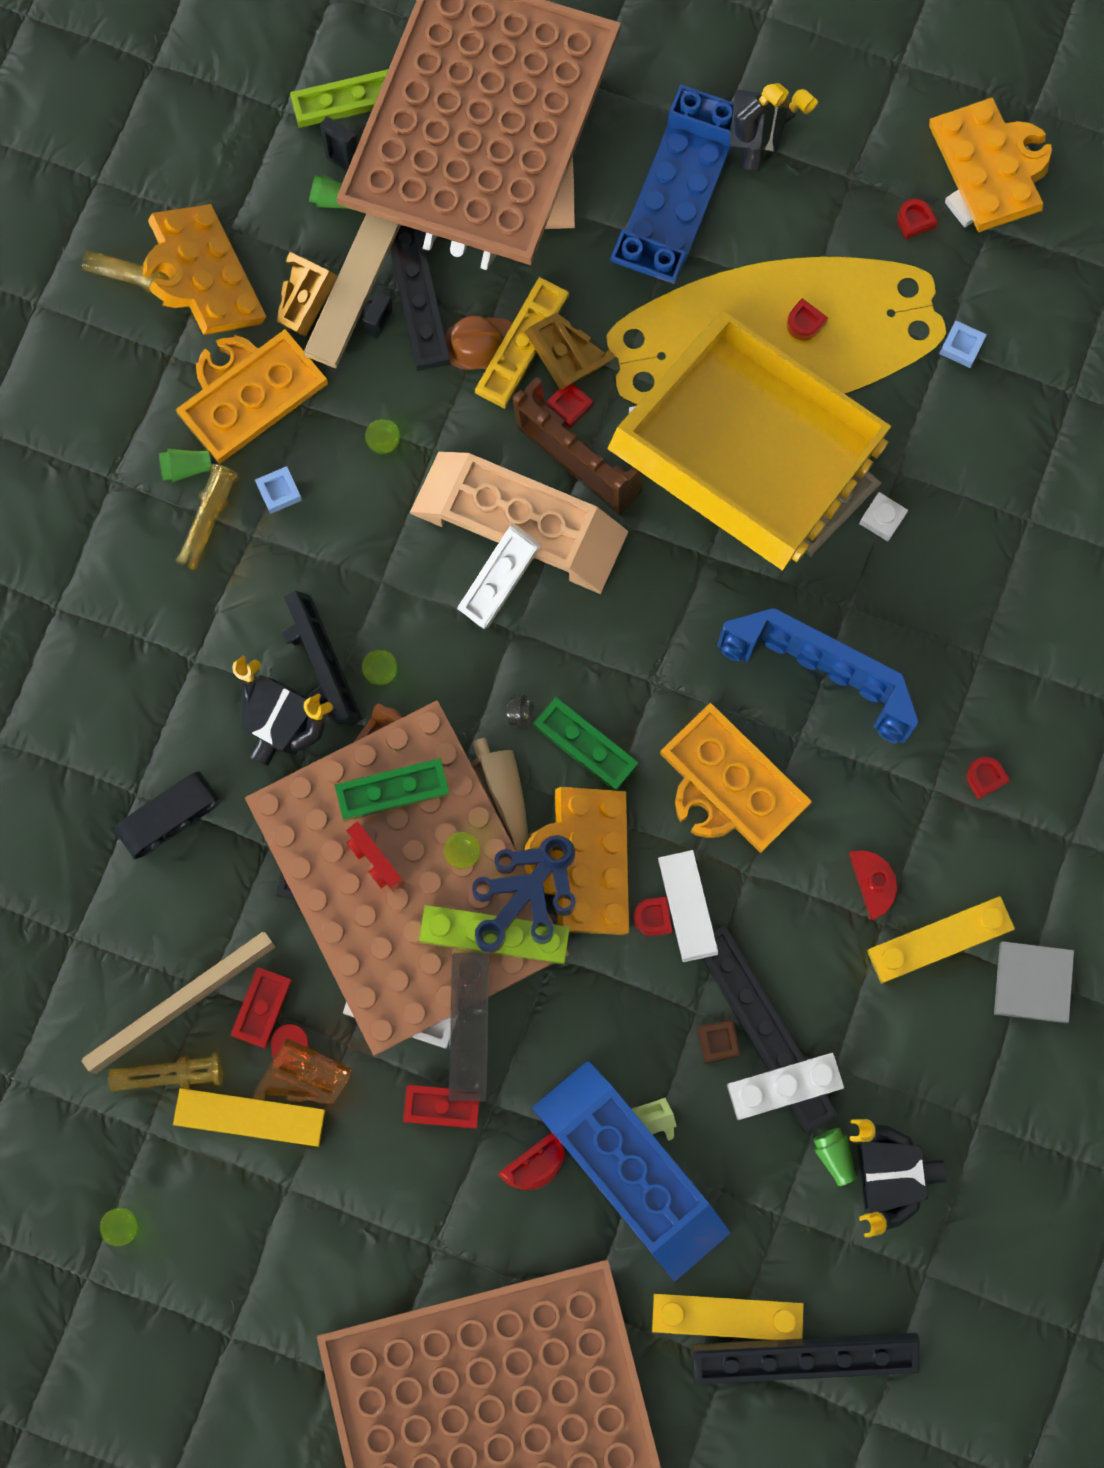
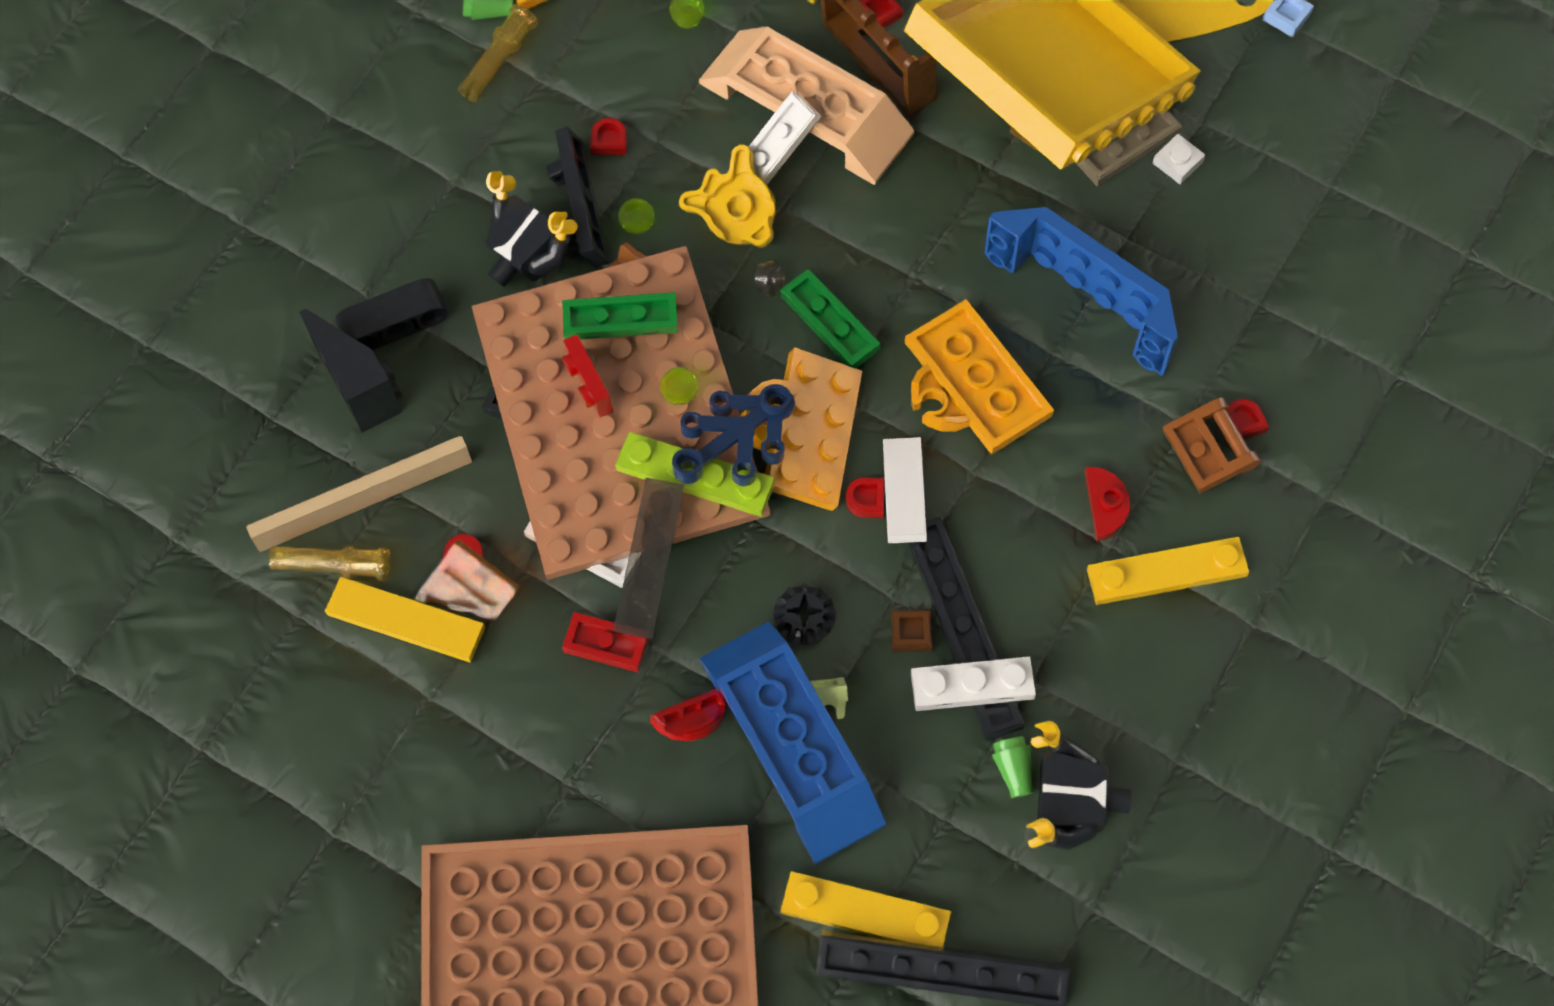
camera: 15 degrees right, 10 degrees down
(118, 1227) = (245, 702): clear neon green plate -> none
(156, 894) = (362, 381): none -> black slope
(261, 1008) = (442, 514): red plate -> none
(278, 490) = (573, 41): light blue plate -> none
(334, 587) = (608, 138): none -> red tile
(474, 640) = (735, 204): none -> yellow tile
(502, 785) = (736, 341): tan piece -> none
(607, 1057) = (816, 627): none -> black gear
(950, 815) = (1200, 451): none -> dark orange plate
(1034, 982) = (1261, 630): light grey tile -> none

